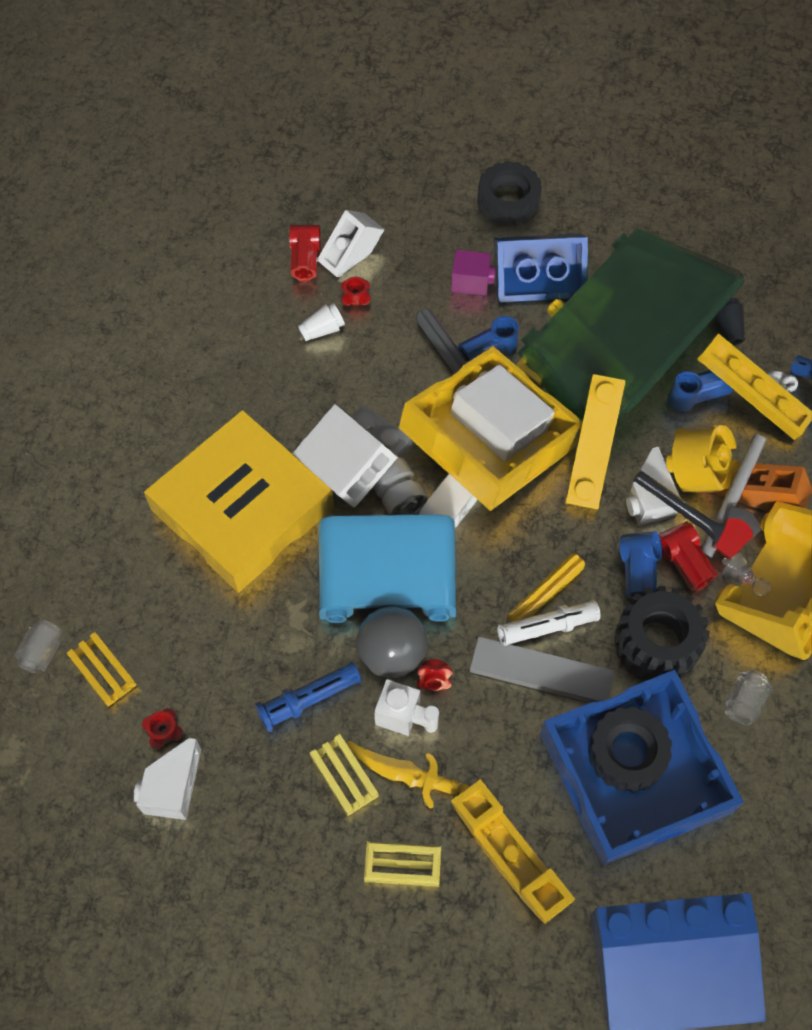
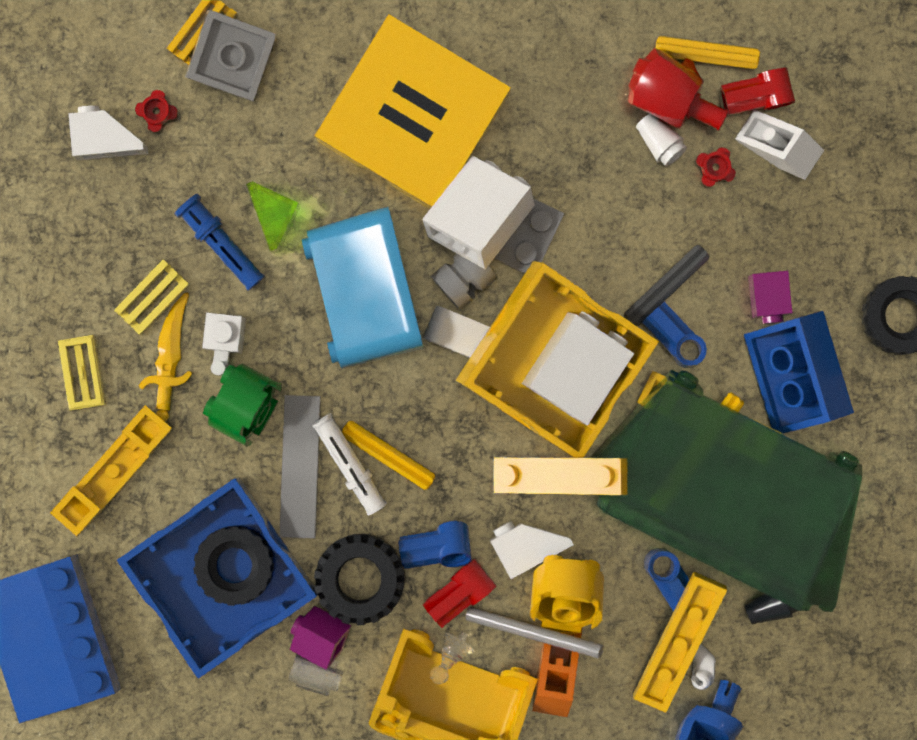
camera: 75 degrees right, 25 degrees up
(132, 643) = (230, 55): none -> light grey plate
(260, 279) = (709, 52): none -> yellow axle
(283, 301) = (672, 91): none -> red piece
(293, 639) = (274, 213): none -> clear neon green slope
(391, 642) = (288, 311): dark grey piece -> none
(434, 675) = (268, 360): red plate -> none
(472, 700) = (242, 403): none -> green brick
(713, 681) = (319, 637): none -> magenta brick
(727, 538) = (483, 633): piece -> none

